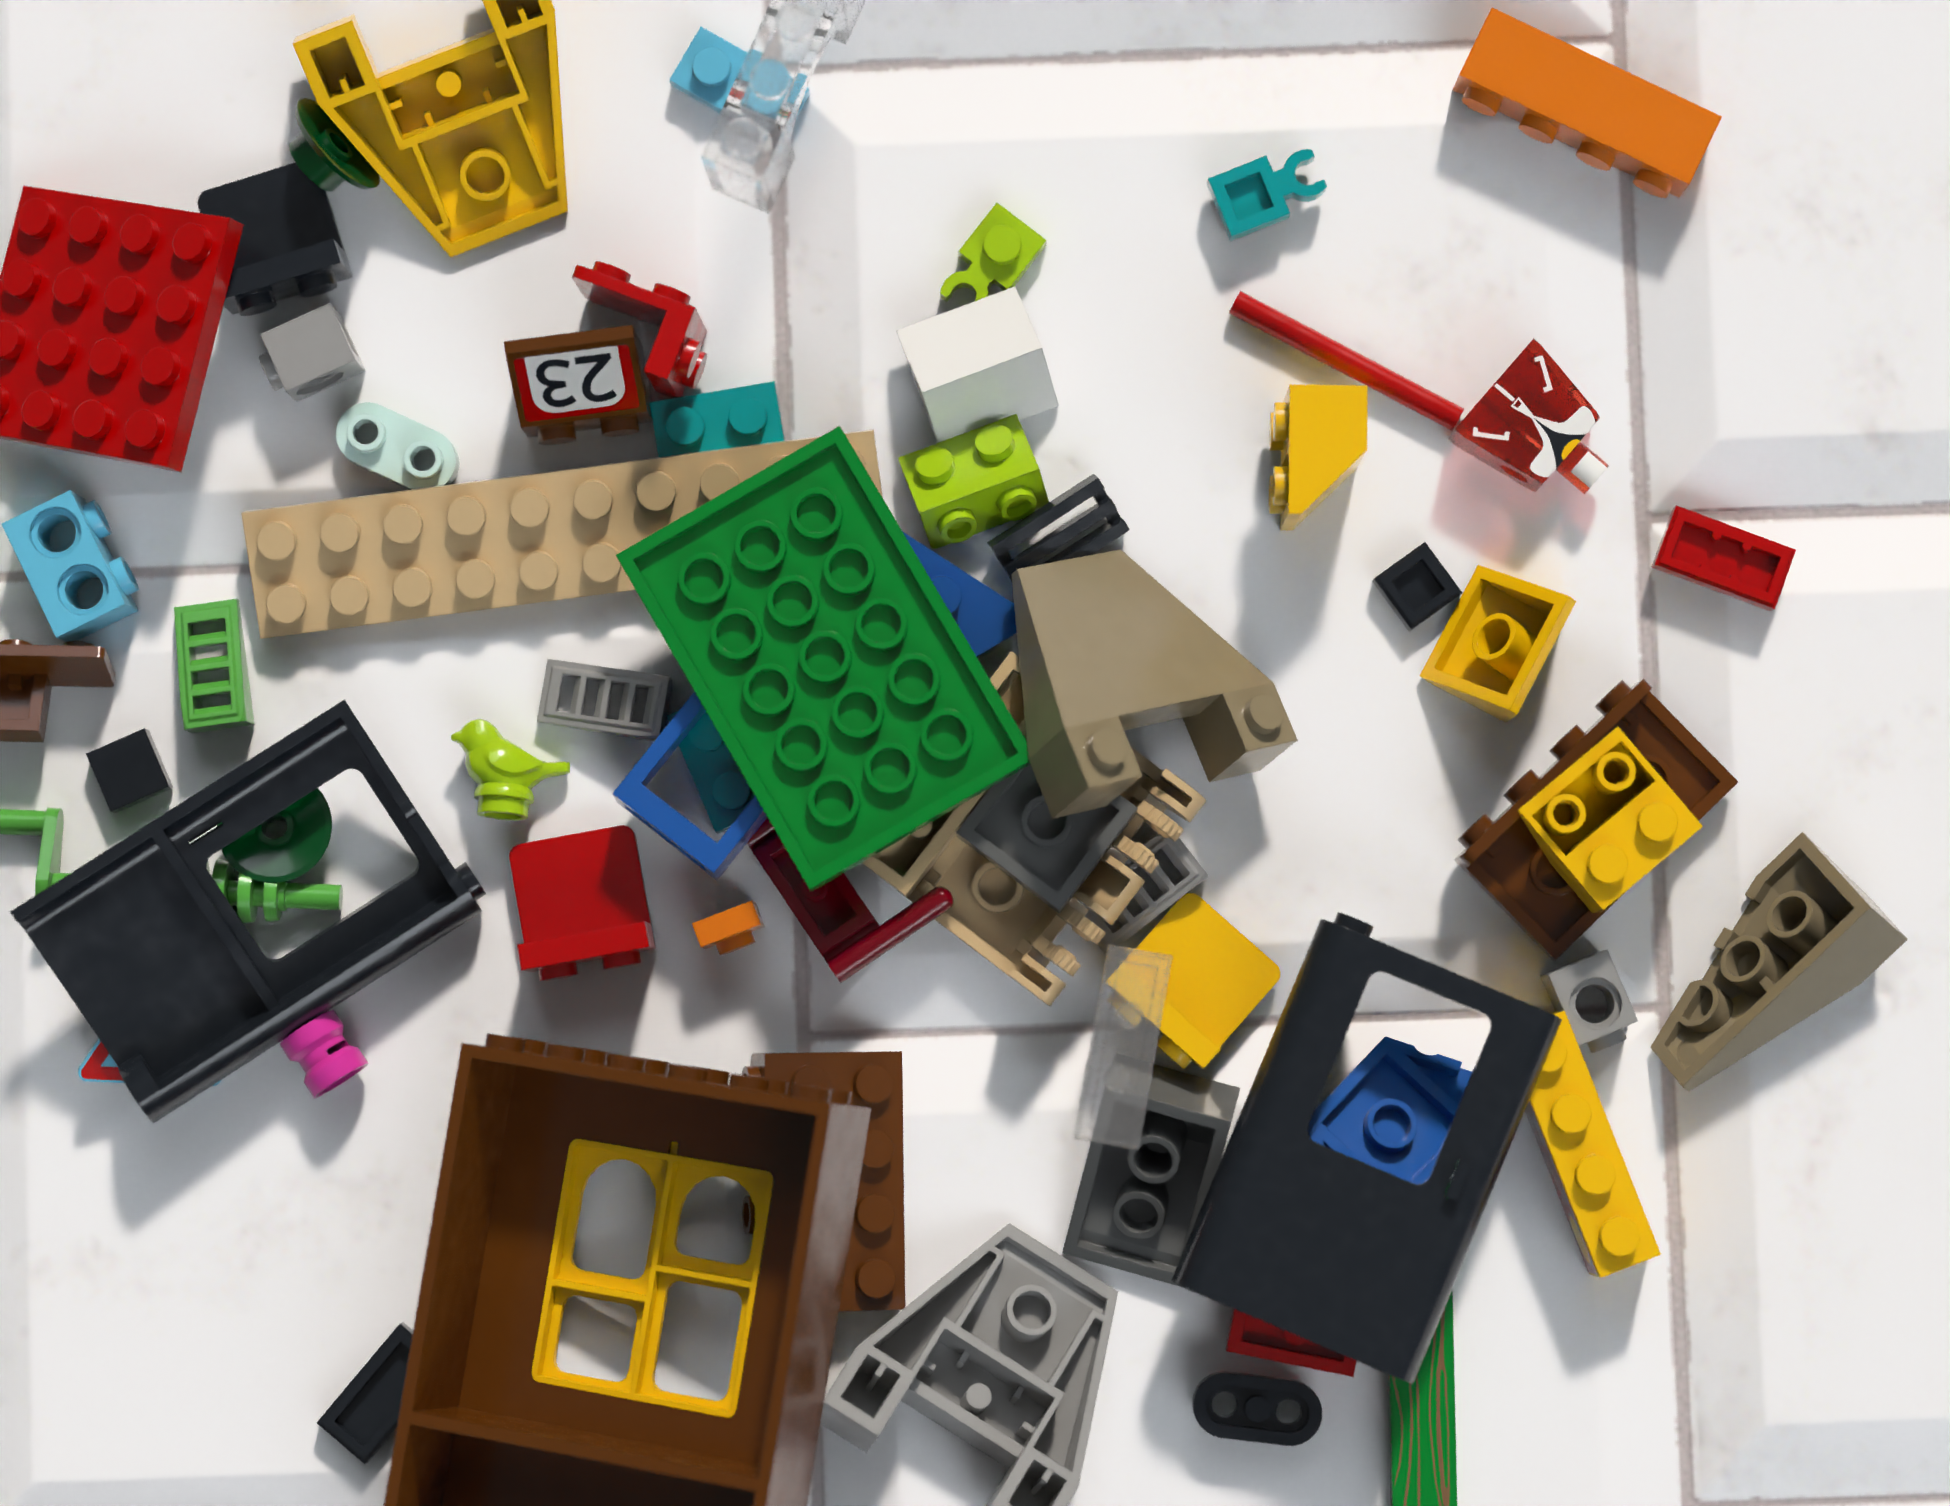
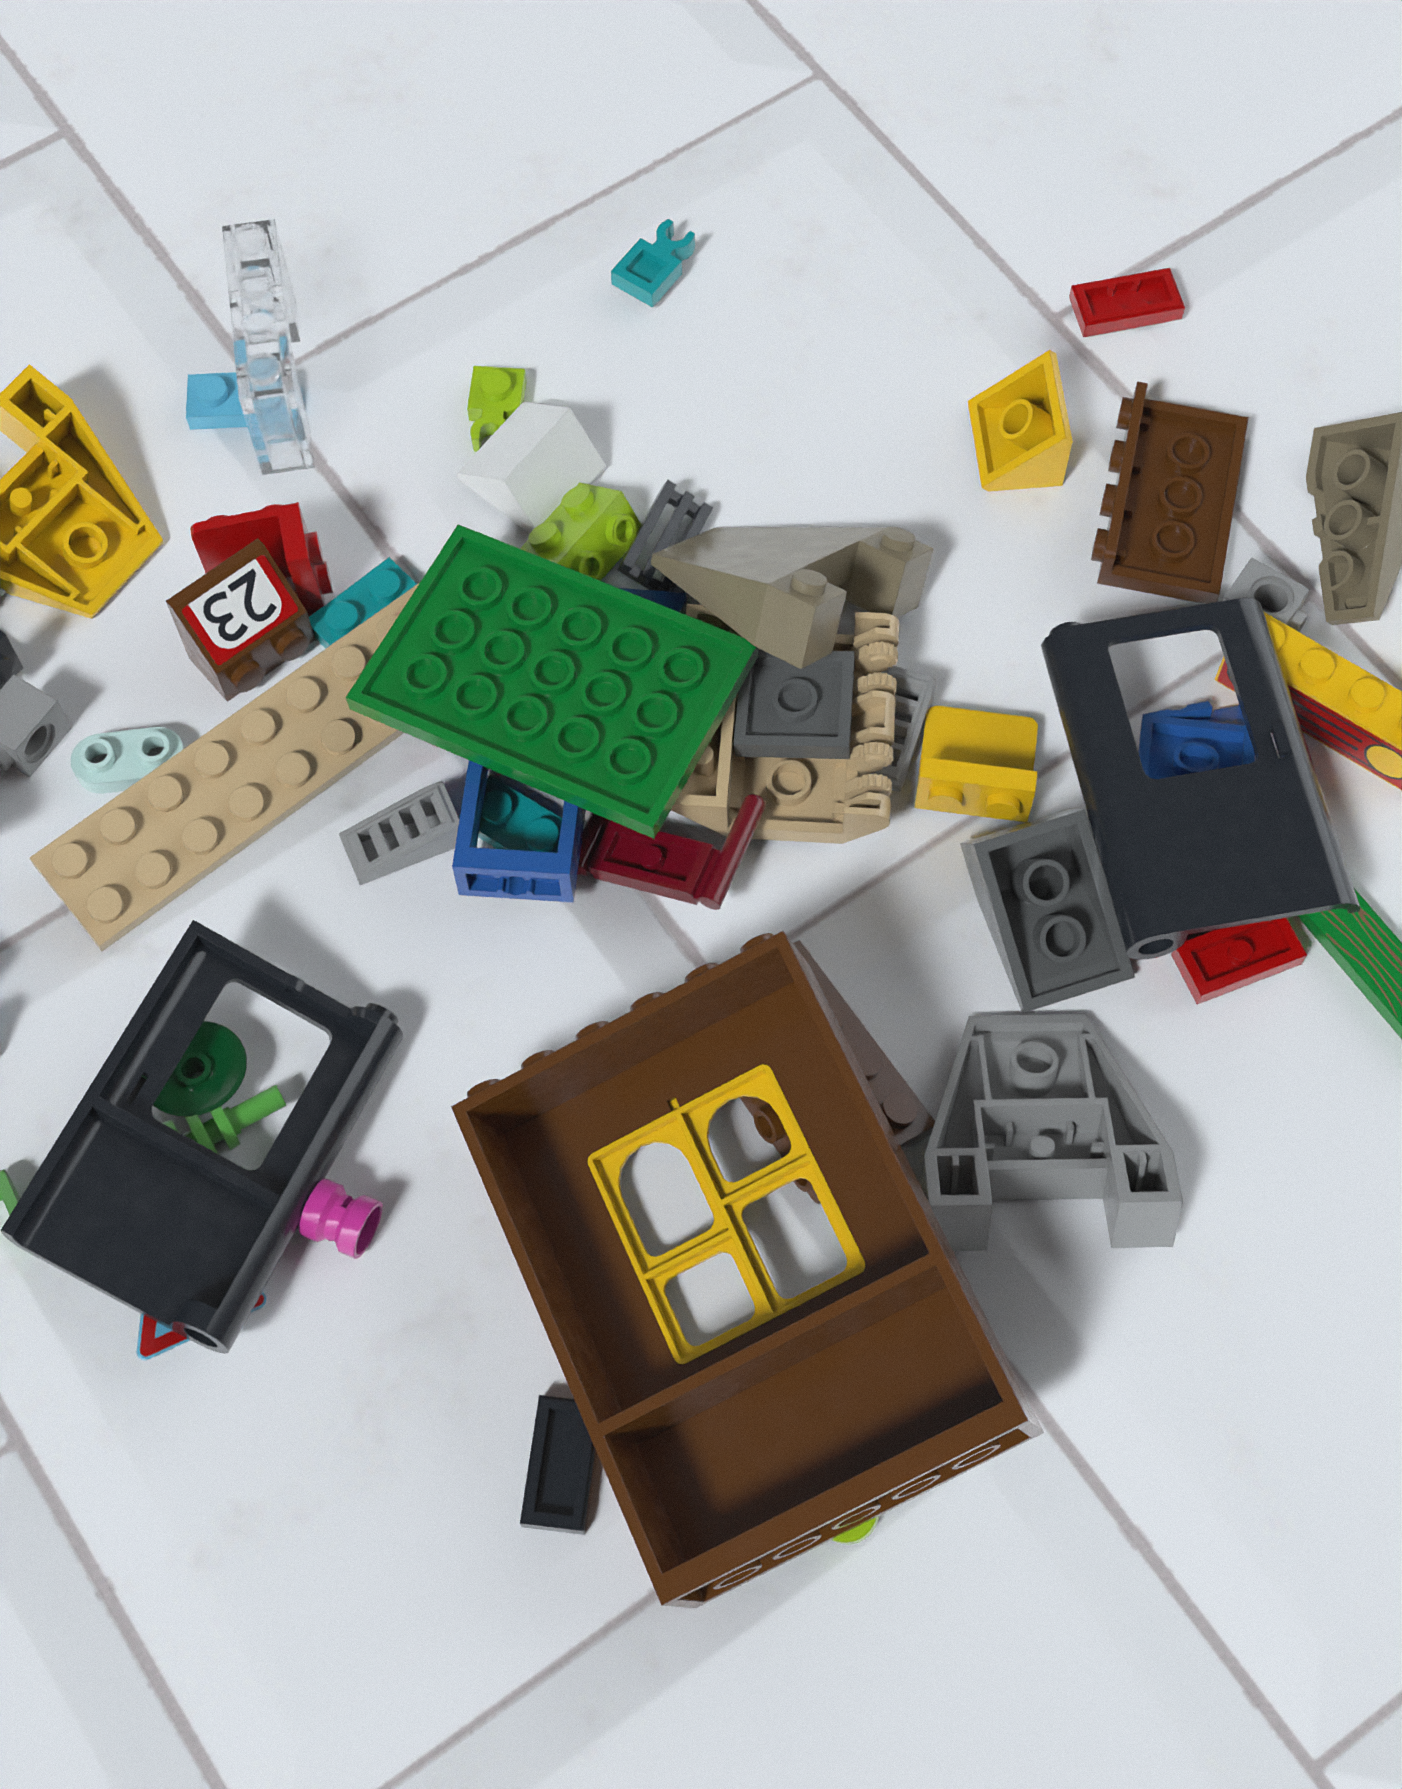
camera: 40 degrees left, 20 degrees down
(129, 770) = (43, 1106): black tile -> none
(240, 710) = (94, 1024): bright green slope -> none
(502, 771) = (355, 926): lime animal -> none
(581, 902) = (478, 982): red bracket -> none
(730, 928) = (605, 929): orange plate -> none
(1123, 1047) = (968, 805): clear tile -> none
(1256, 1407) = (1250, 1028): black plate -> none
(1320, 446) = (803, 369): yellow slope -> none
(1346, 360) = (784, 332): red bar -> none
(1417, 586) = (937, 435): black tile -> none
(1533, 425) = (940, 293): clear red torso -> none
(1585, 104) = (829, 103): orange brick -> none
(1607, 821) = (1188, 472): yellow slope -> none

